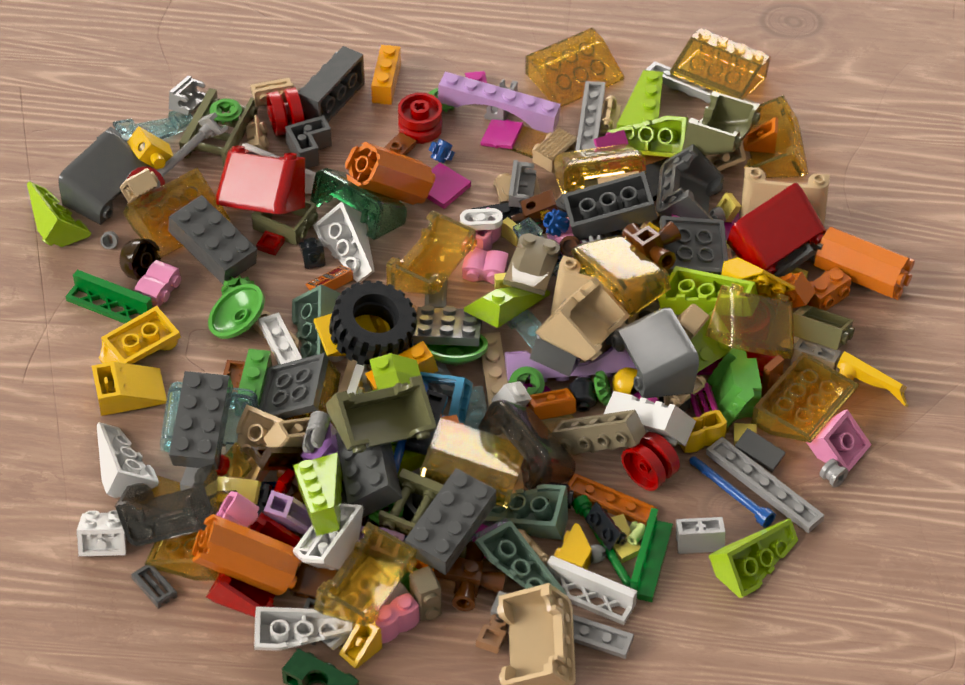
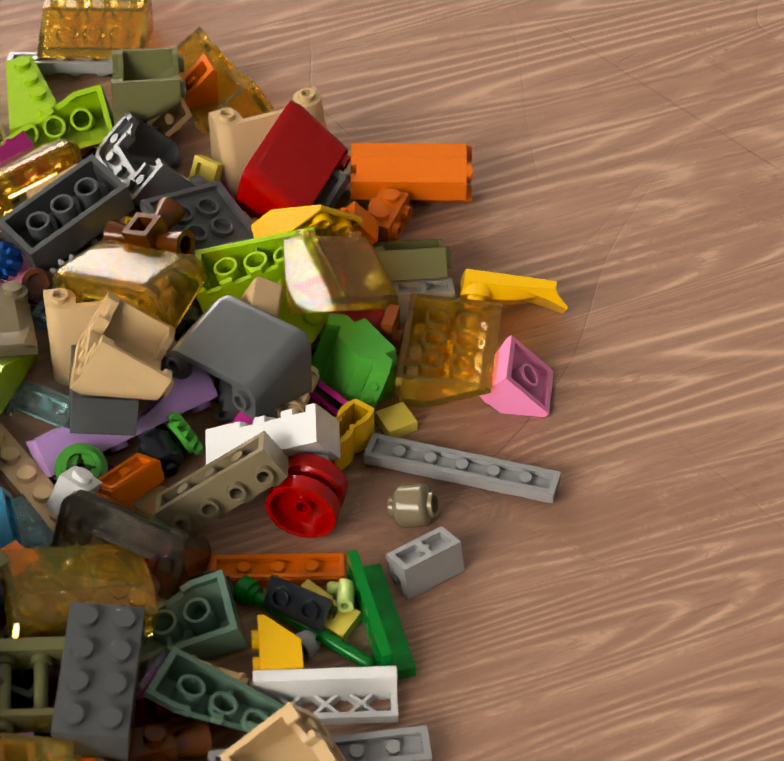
camera: 30 degrees left, 5 degrees down
(624, 380) = (207, 413): yellow hair -> none
(716, 495) = (413, 505): none -> dark tan head
(750, 559) = (506, 563): lime wedge -> none
(760, 450) = (429, 428): dark grey tile -> none
(763, 515) = (486, 505): blue piece -> none
(833, 473) = (536, 419): light grey wheel -> none

